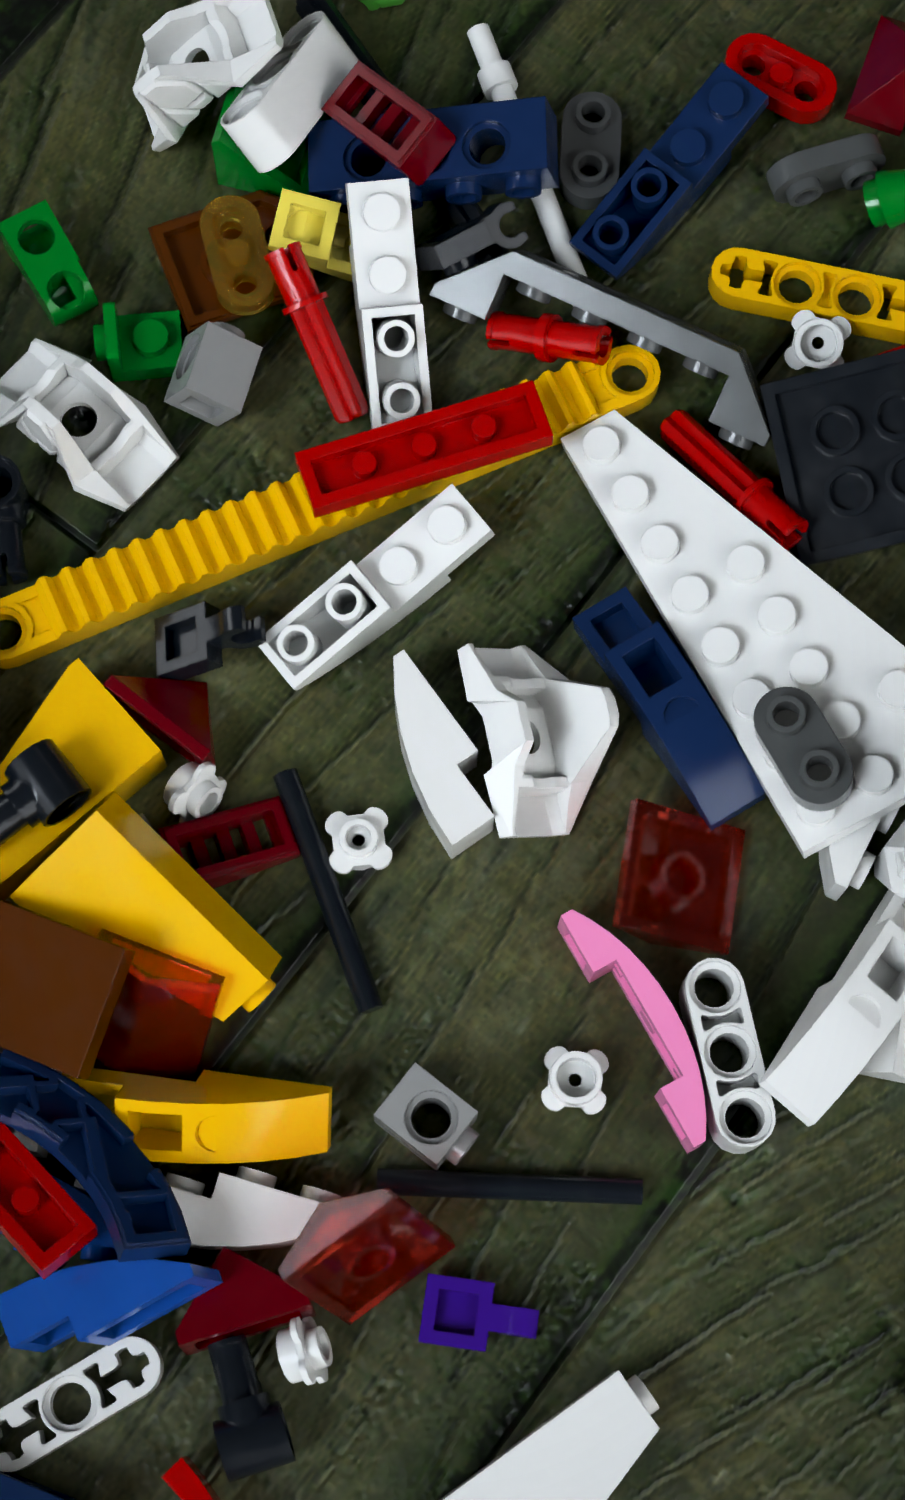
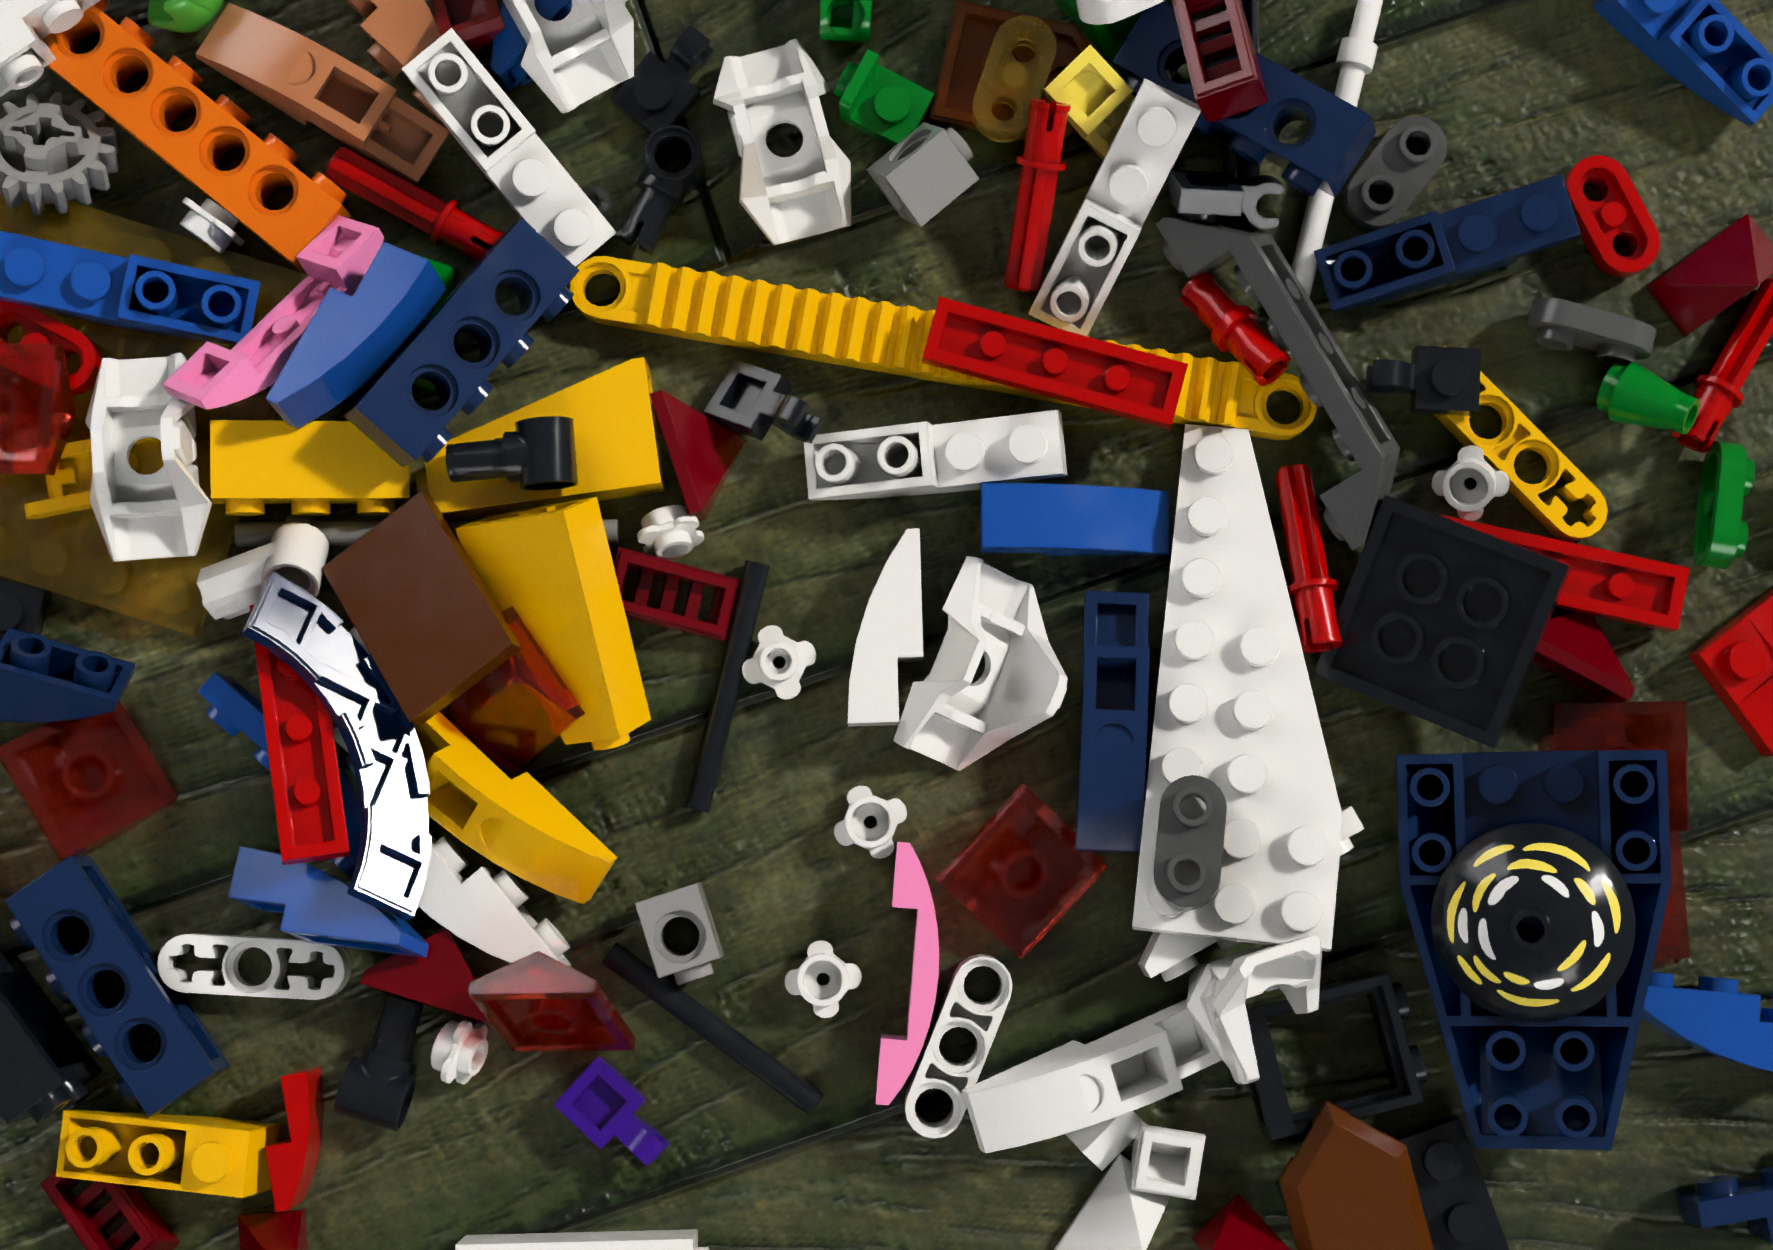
camera: 35 degrees right, 10 degrees up
(520, 570) = (1073, 520): none -> blue slope
(533, 906) = (877, 839): none -> white plate
(733, 275) = (1437, 379): none -> black plate

